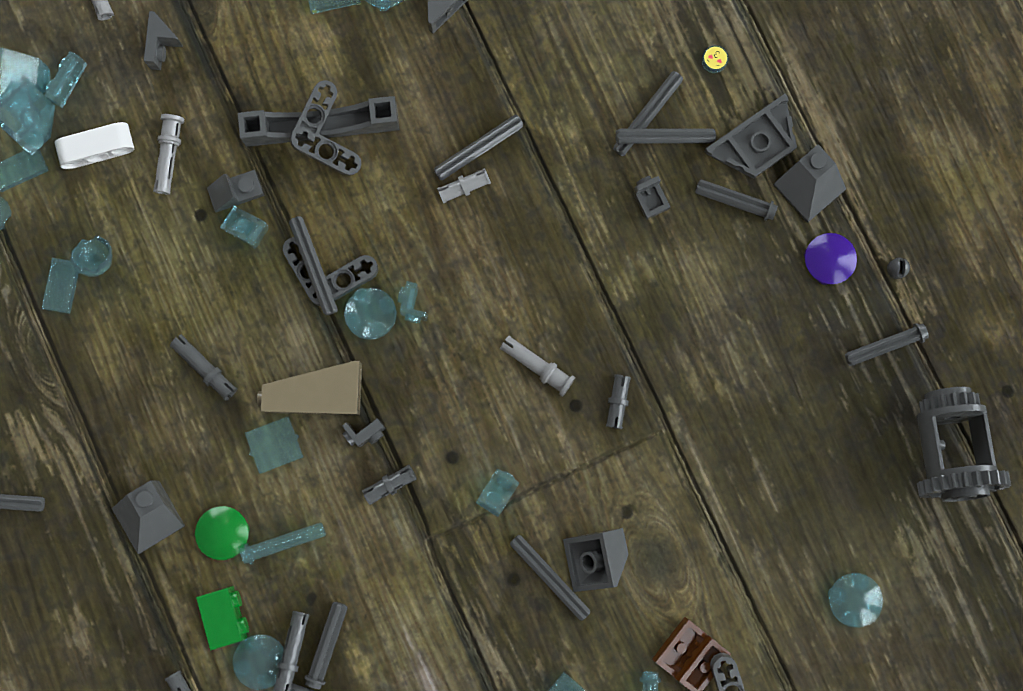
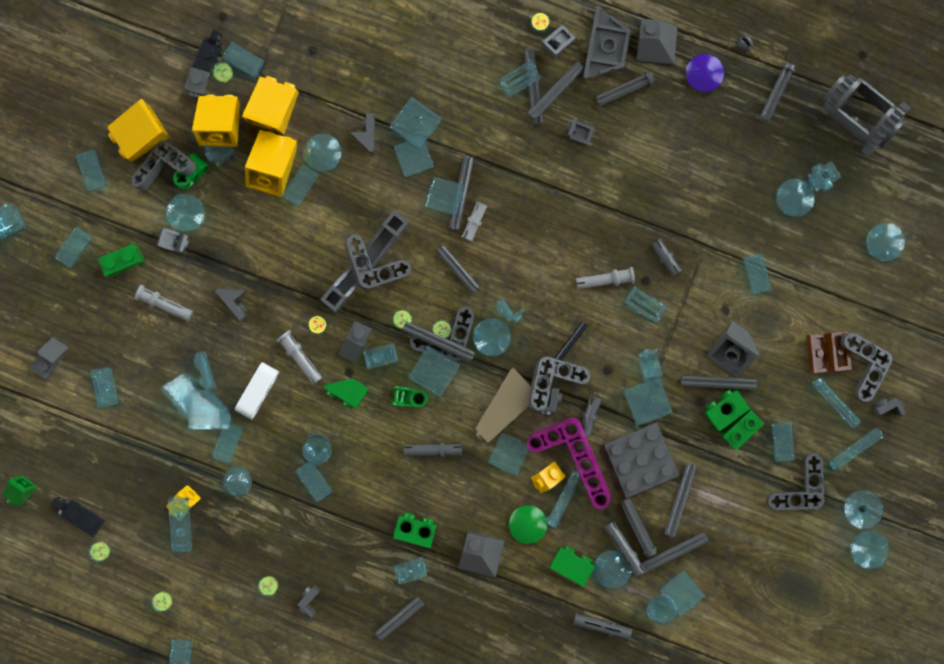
camera: 40 degrees left, 5 degrees up
(62, 465) = (410, 570): none -> clear light blue bracket
(100, 433) = (414, 536): none -> green brick
(181, 232) = (349, 391): none -> green slope
(216, 140) = (317, 324): none -> light yellow tile
(229, 290) = (407, 397): none -> green piece
(281, 291) = (434, 371): none -> clear light blue tile
(287, 505) = (548, 477): none -> yellow bracket
(304, 209) = (401, 317): none -> clear light blue tile
(330, 259) = (442, 329): none -> clear light blue tile
(335, 513) = (577, 454): none -> magenta beam
(394, 405) = (553, 372): none -> dark grey beam
(396, 659) = (680, 499): none -> dark grey axle
(397, 579) = (641, 459): none -> dark grey plate
(403, 213) = (457, 268): none -> dark grey axle
(422, 397) = (568, 345): none -> black bar
(460, 135) = (445, 196): none -> clear light blue piece
(460, 527) = (647, 401): none -> clear light blue tile
(467, 70) = (412, 159): none -> clear light blue piece
(500, 40) = (415, 123): none -> clear light blue tile
(526, 648) = (741, 430): none -> green brick
(543, 622) = (737, 408): none -> green brick
(557, 450) = (649, 298): none -> clear light blue tile
(642, 96) = (535, 77): none -> clear light blue tile
(693, 506) = (757, 274): none -> clear light blue tile
(713, 91) = (557, 42): none -> dark grey slope
(805, 467) = (795, 197): none -> clear light blue dish
(854, 472) = (823, 176): none -> clear light blue brick

